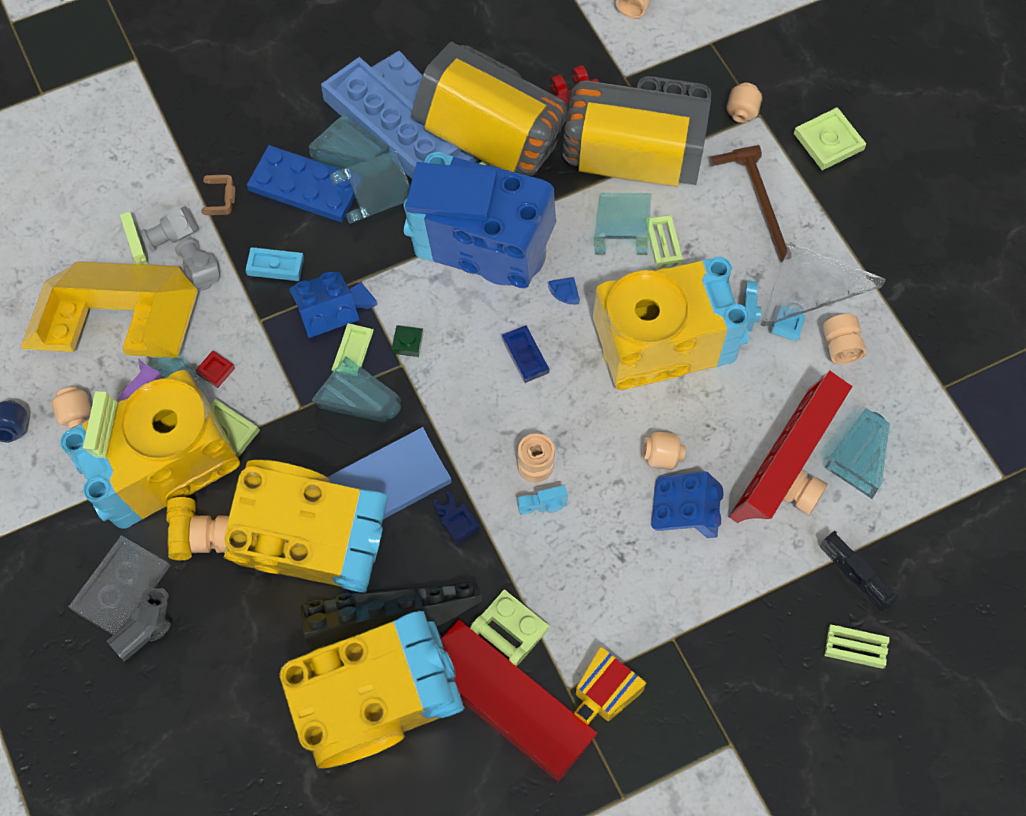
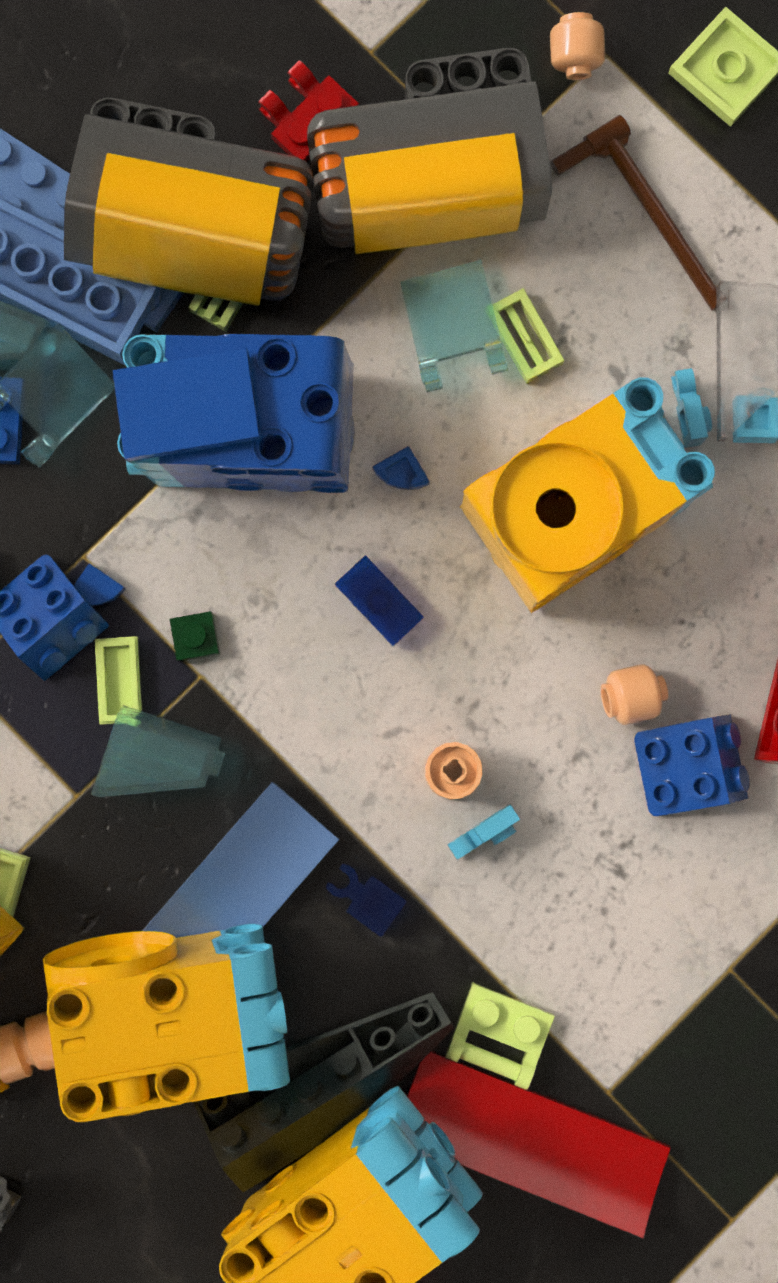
camera: 15 degrees left, 20 degrees up
(606, 688) = (664, 1083): torso -> none

